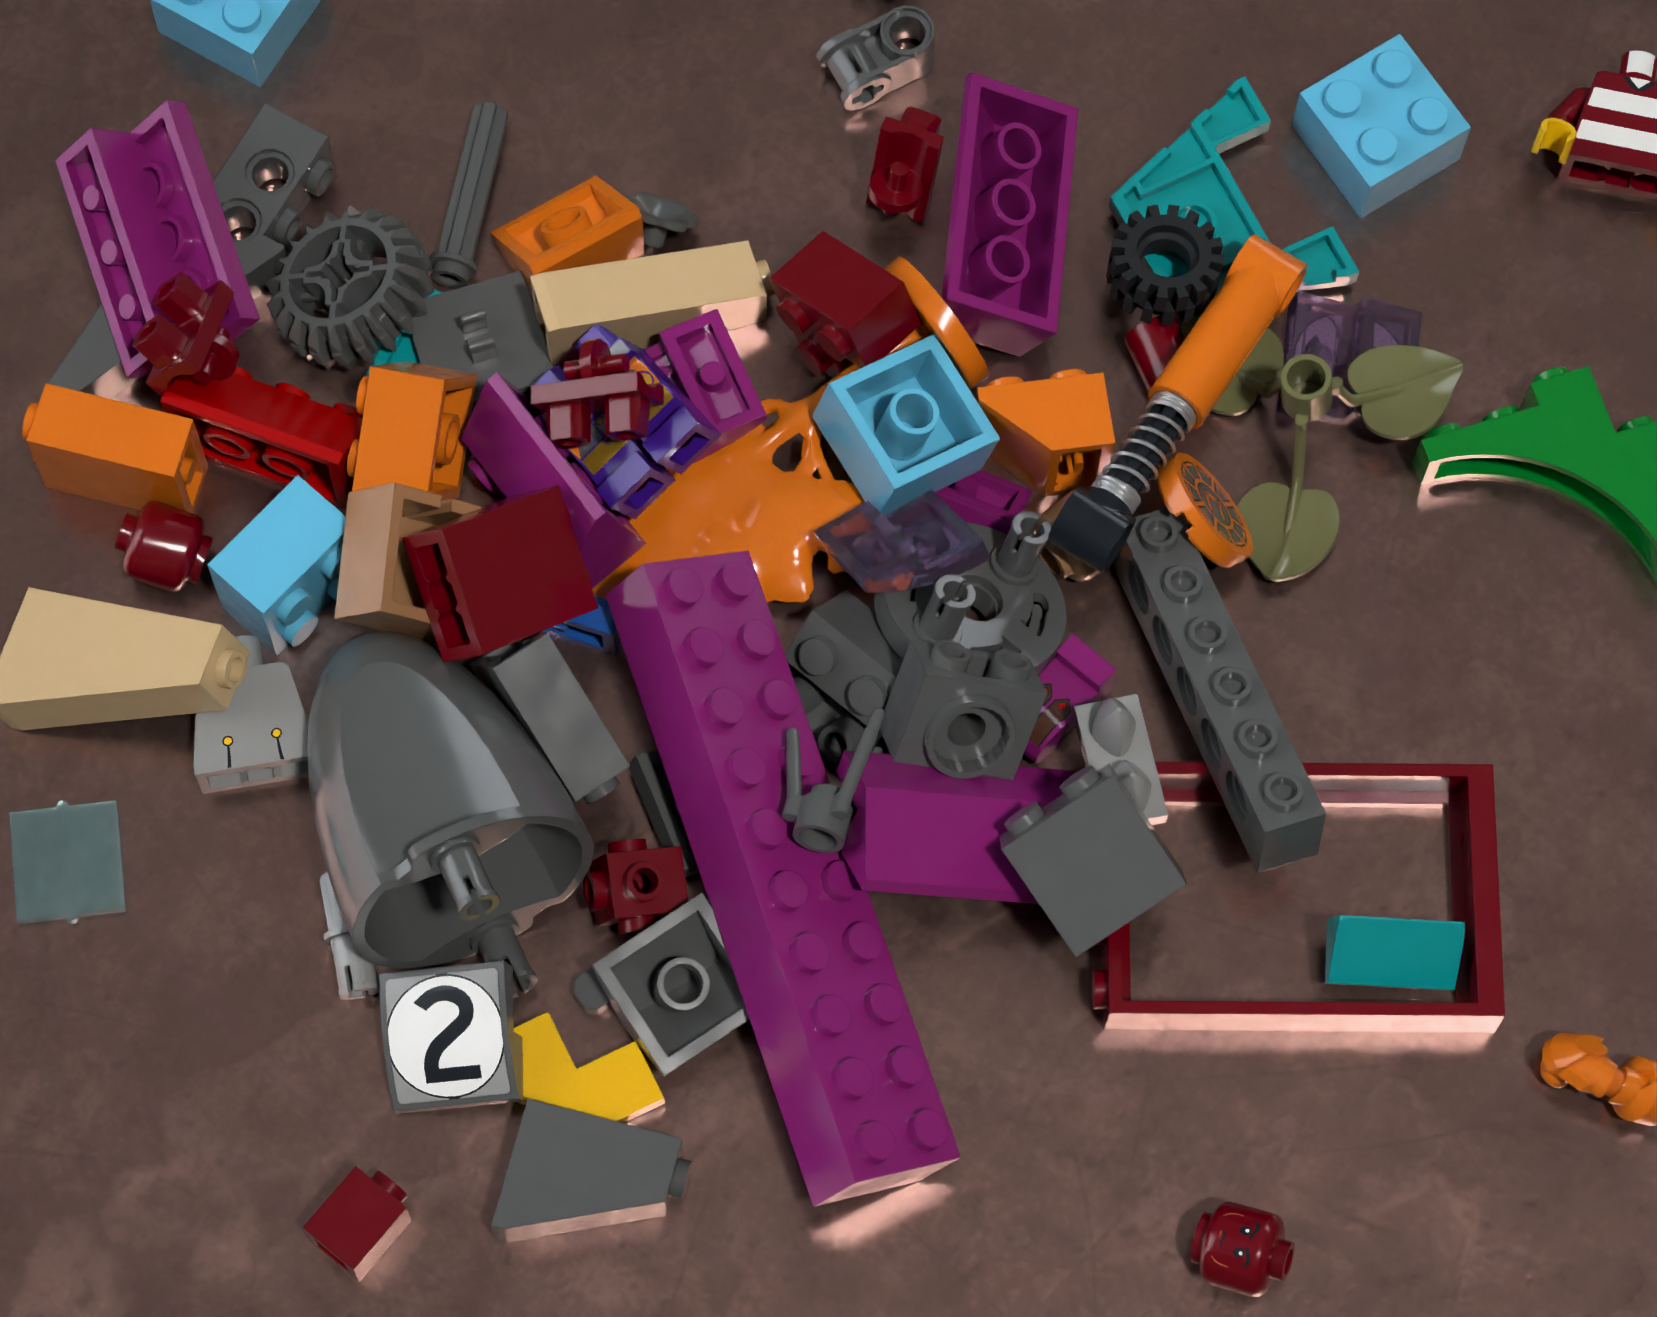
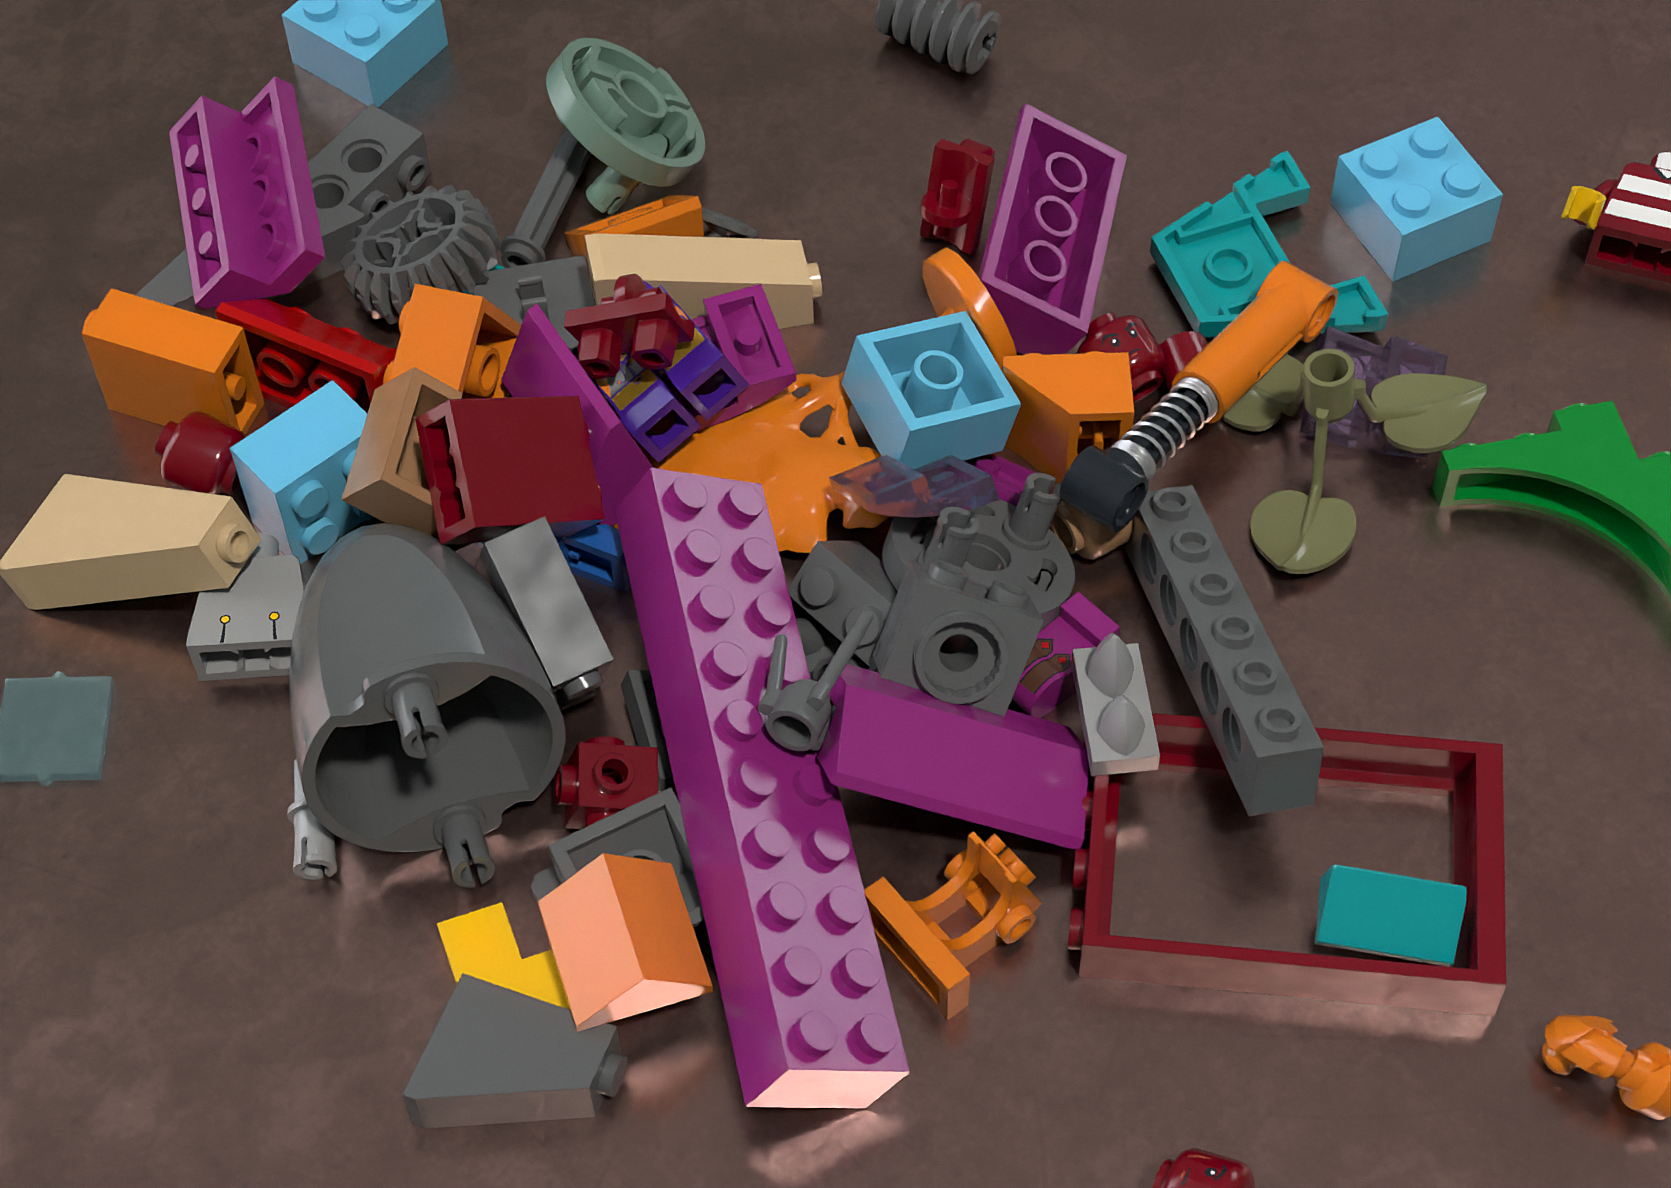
camera: 10 degrees right, 15 degrees down
(194, 339) = (248, 252): dark red hips -> none
(359, 1221) = (269, 1085): dark red brick -> none
(451, 1037) = (396, 914): slope -> none
(533, 97) = (625, 118): none -> sand green piece
(678, 1057) = (622, 940): none -> orange slope
(841, 306) = (880, 283): dark red brick -> none
(871, 64) = (948, 109): dark grey piece -> none
(1021, 955) = (910, 933): none -> orange tile
(1091, 857) = (1074, 777): dark grey brick -> none
(1092, 342) = (1133, 336): none -> dark red head
(1170, 236) = (1180, 264): black tyre -> none
(1216, 521) = (1223, 498): orange tile -> none

